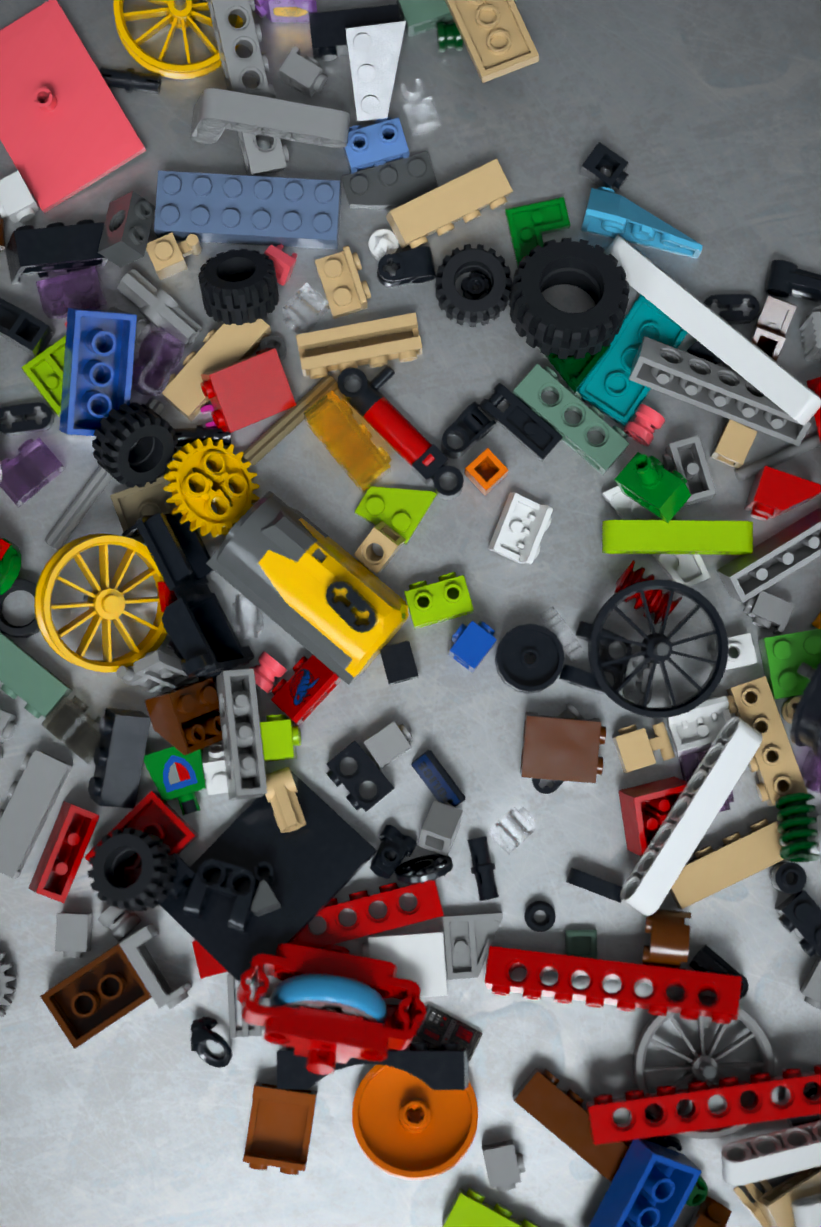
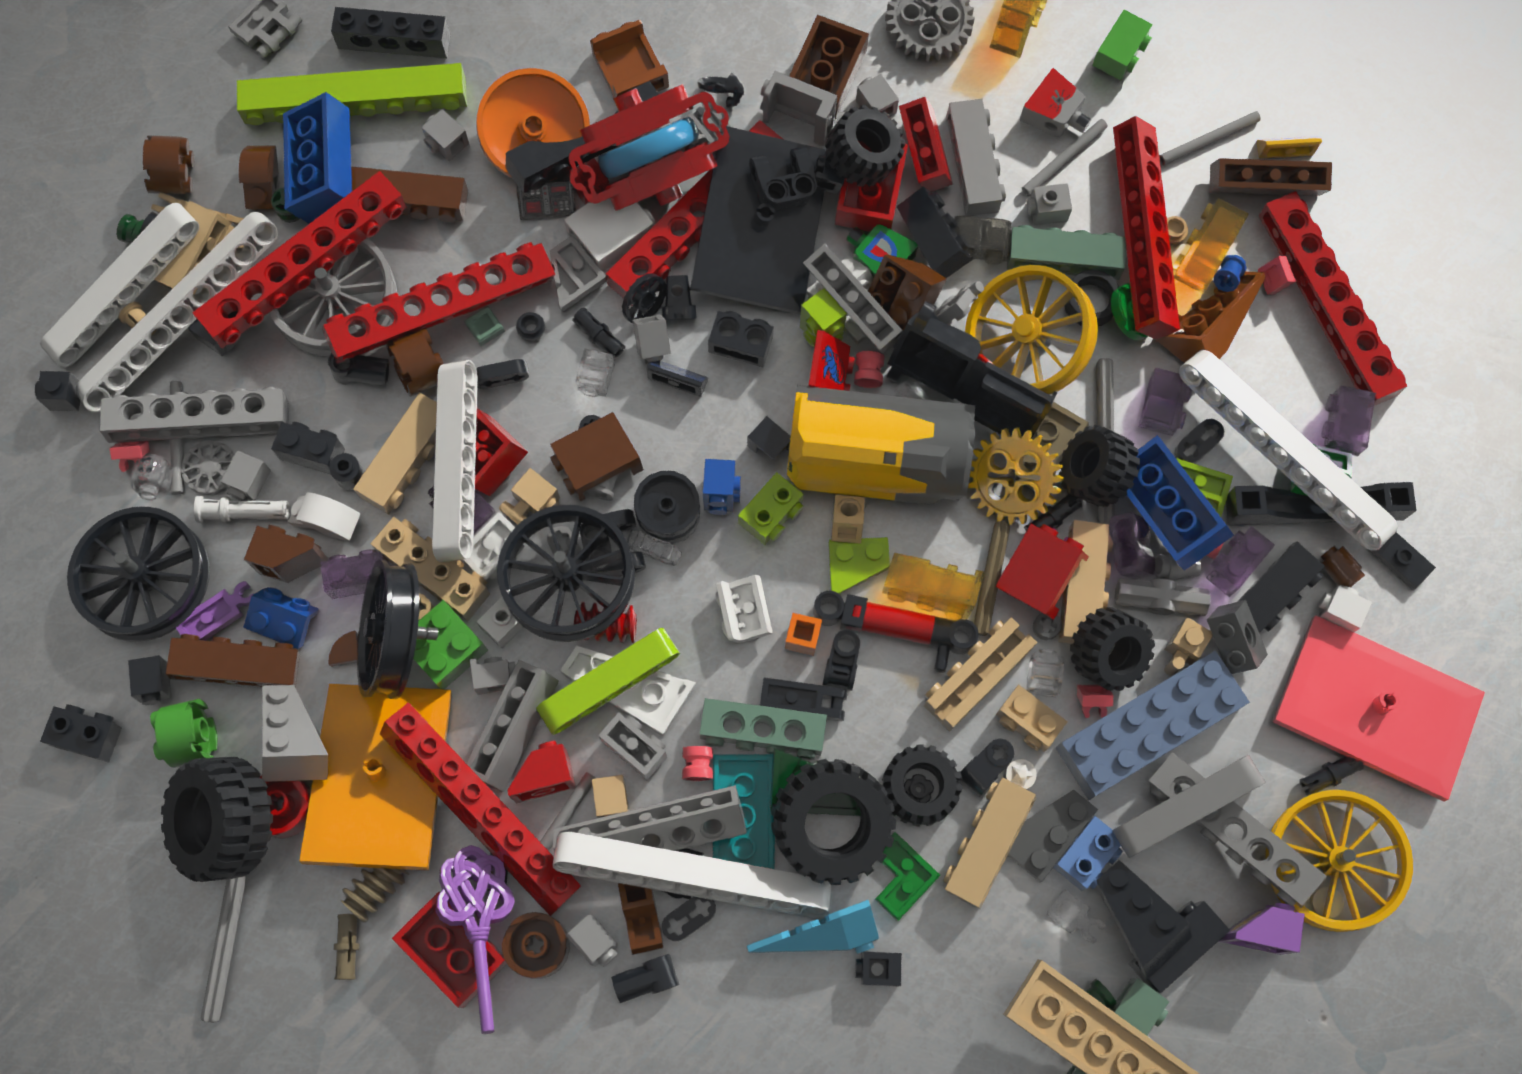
camera: 145 degrees right, 10 degrees down
(264, 900) = (750, 193): dark grey slope -> none
(283, 798) = (794, 284): tan piece -> none
(302, 73) = (1196, 877): light grey brick -> none
(346, 611) = (835, 431): black beam -> none
(389, 743) = (735, 375): light grey brick -> none
(653, 486) = (655, 704): green brick -> none
(795, 828) = (360, 504): dark green piece -> none

